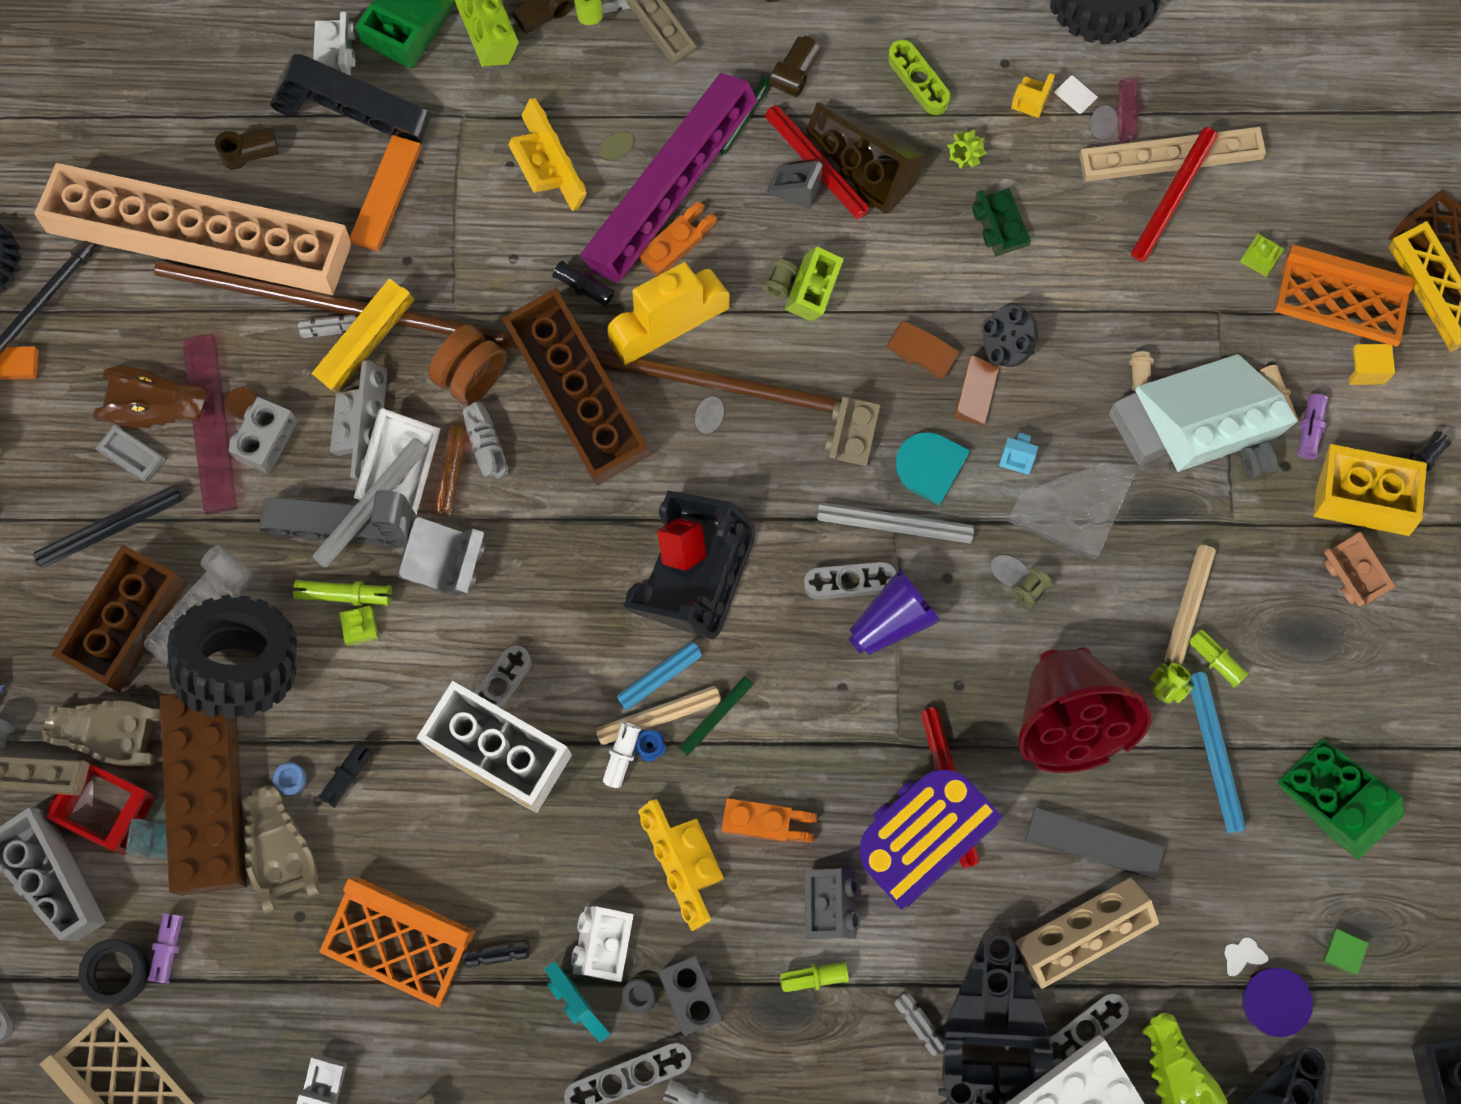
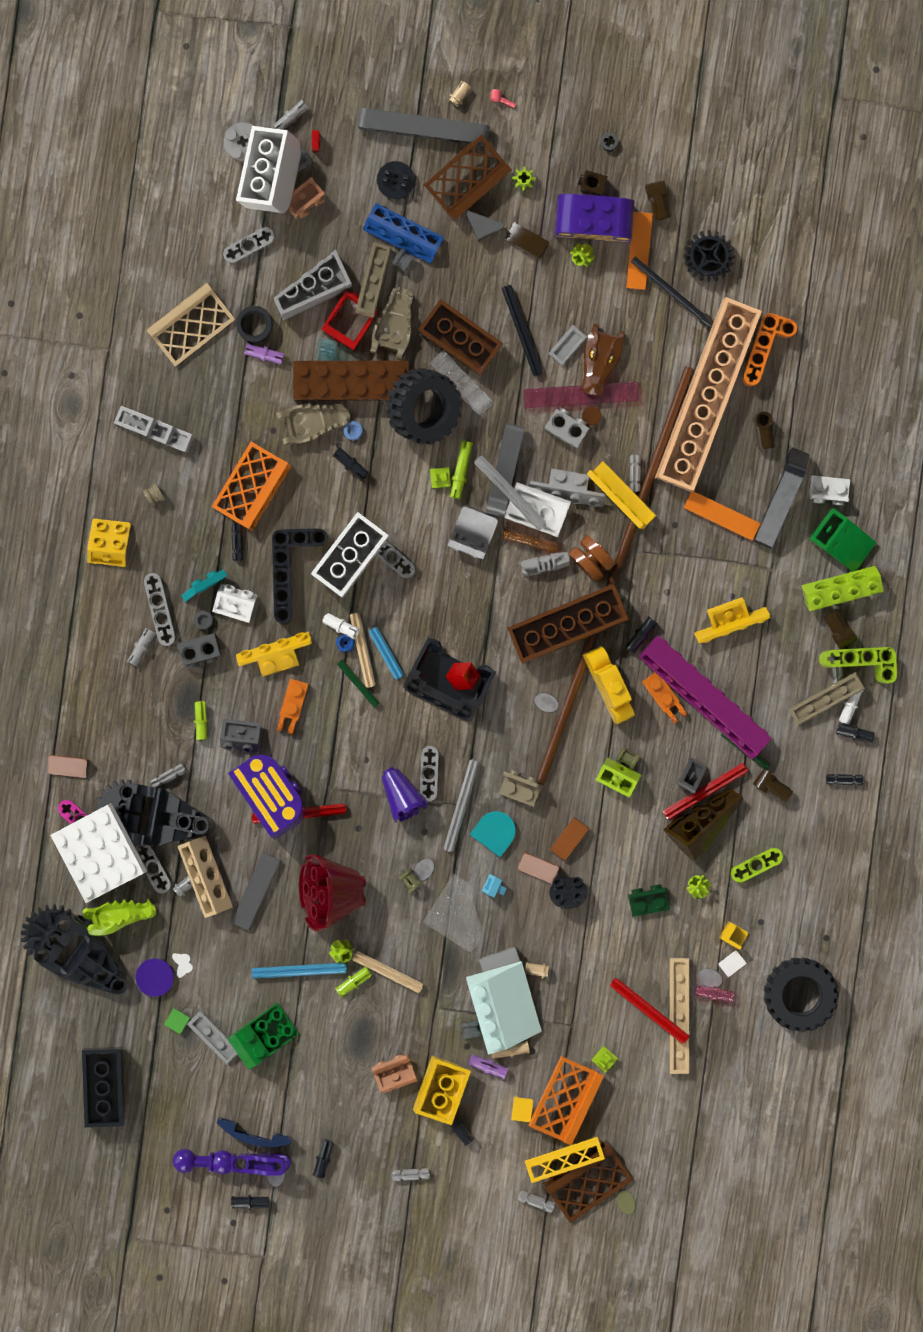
camera: 90 degrees right, 15 degrees up
(155, 168) = (764, 351): none -> orange beam
(530, 861) = (286, 566): none -> black beam
(616, 146) = (736, 665): olive sticker -> none
(1109, 970) = (183, 886): none -> light grey pin
(1359, 885) = (212, 1036): none -> light grey tile

